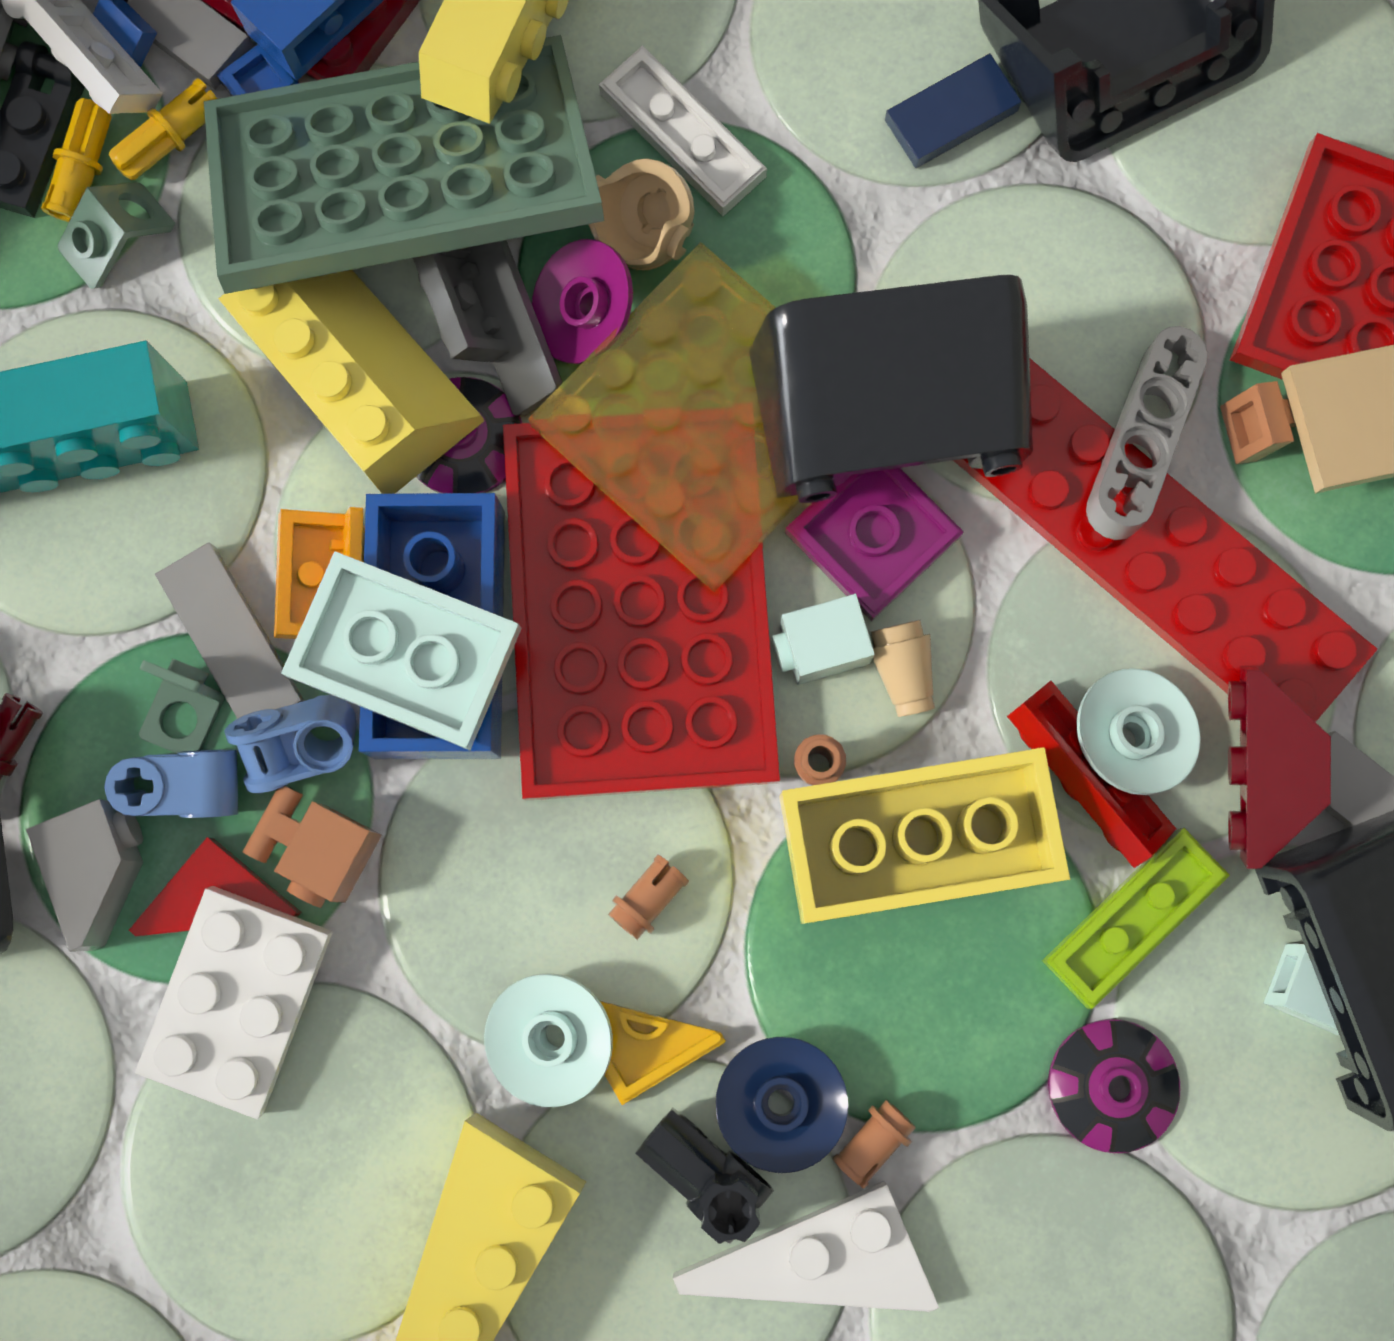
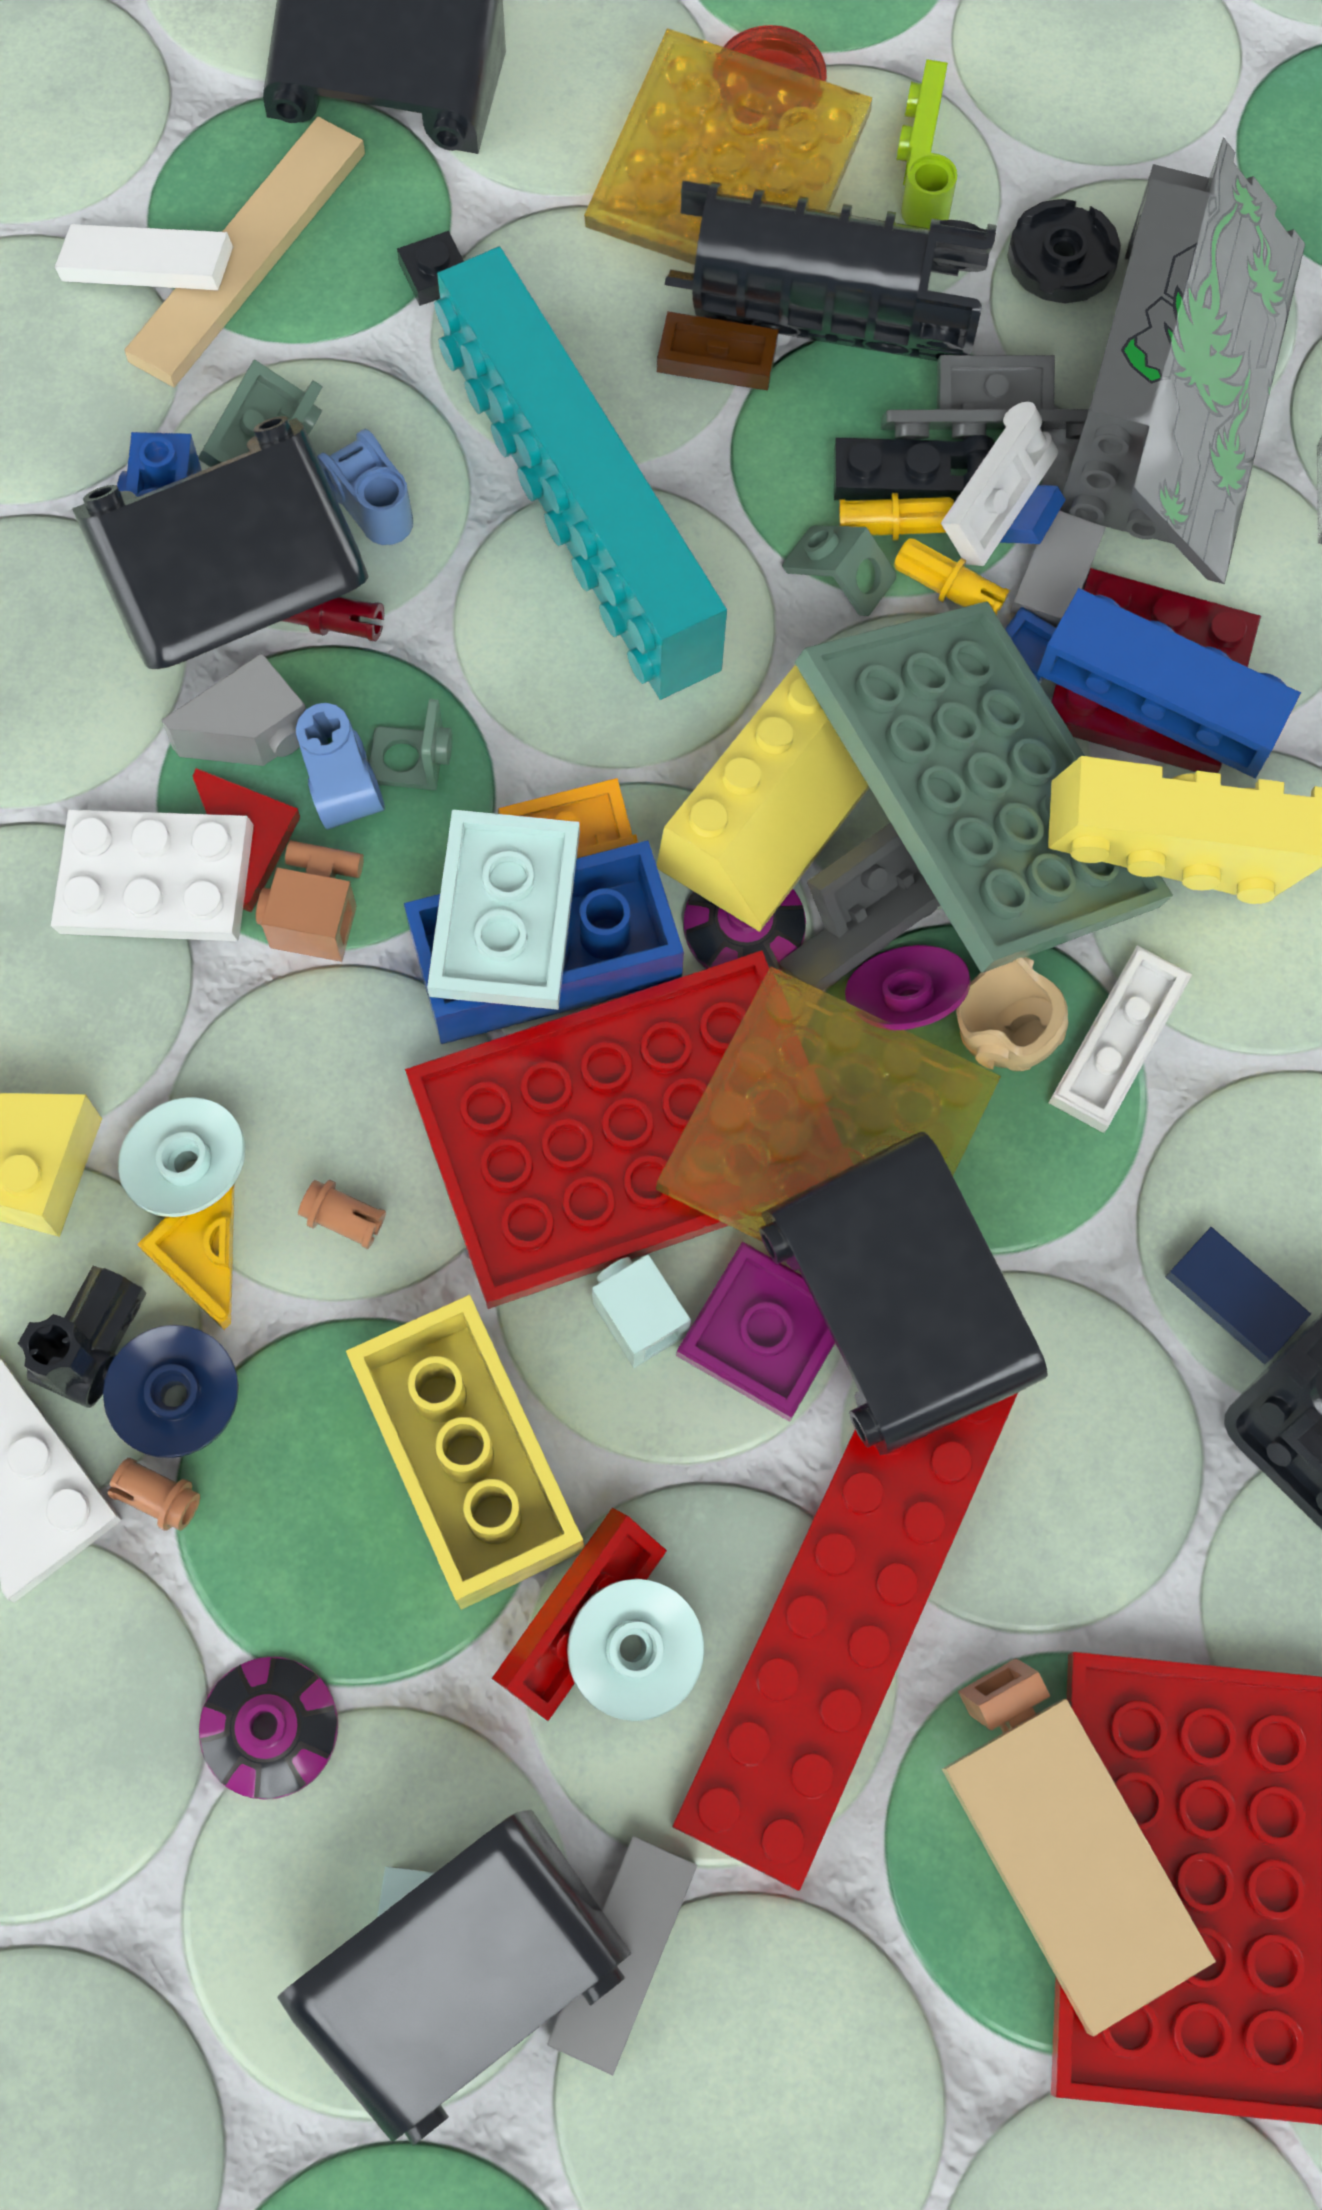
camera: 65 degrees right, 10 degrees down
(227, 632) = (490, 770): light grey tile -> none
(281, 747) = (398, 845): medium blue piece -> none
(829, 749) = (506, 1321): nougat pin -> none
(905, 666) = (637, 1397): tan cone -> none
(1135, 918) = (445, 1704): lime tile -> none
(1142, 428) = (953, 1580): light grey beam -> none
(1279, 768) = (639, 1797): dark red slope -> none

